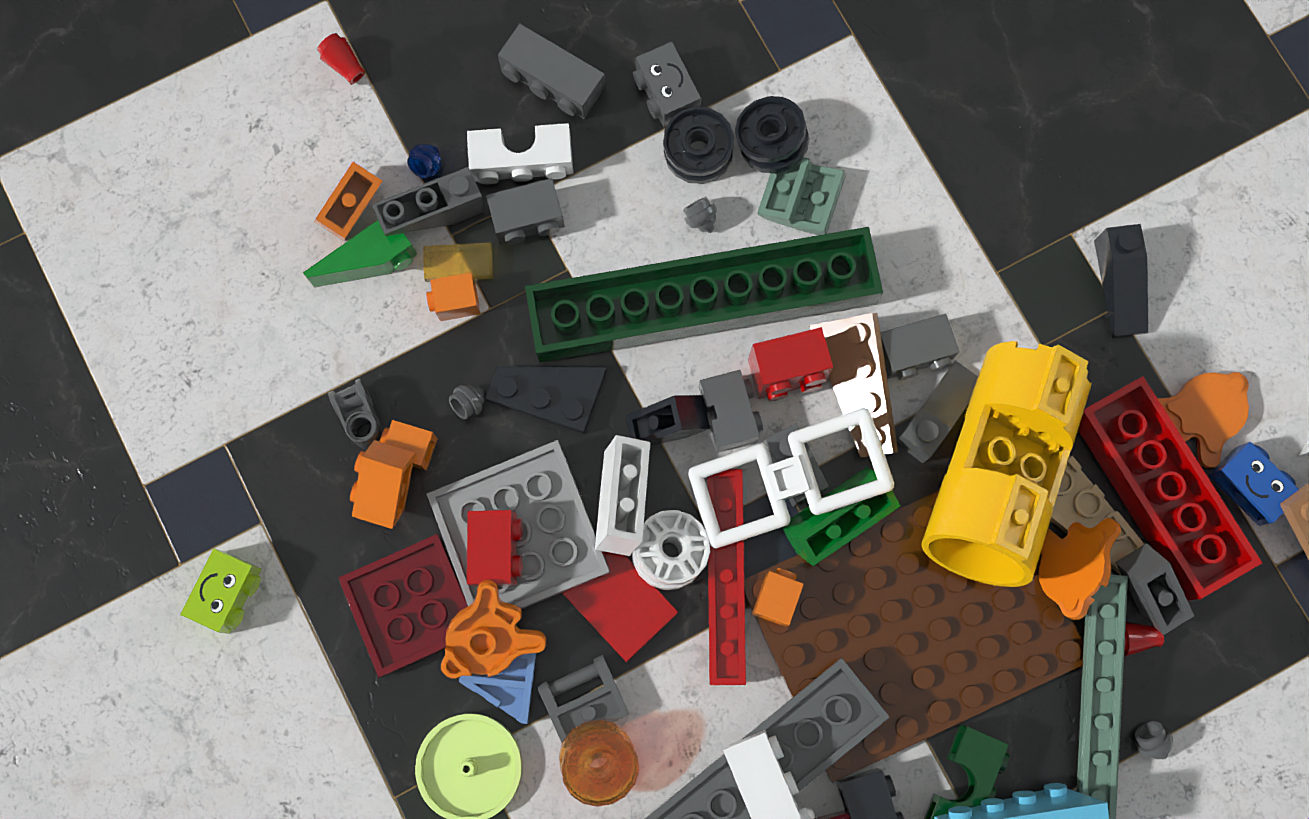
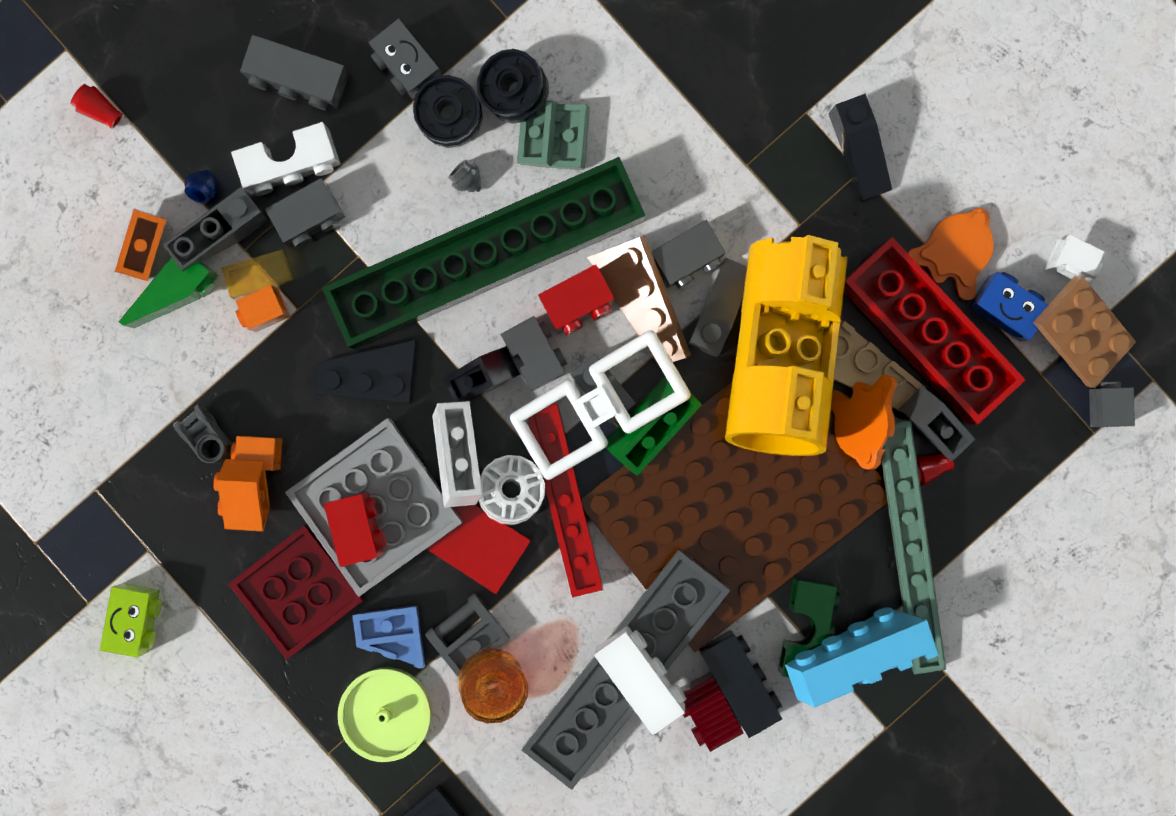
camera: 15 degrees left, 10 degrees up
(467, 400) = (299, 399): dark grey plate -> none
(486, 636) = (370, 605): orange tile -> none
(778, 597) = (613, 510): orange brick -> none
(1153, 740) = (960, 551): dark grey plate -> none

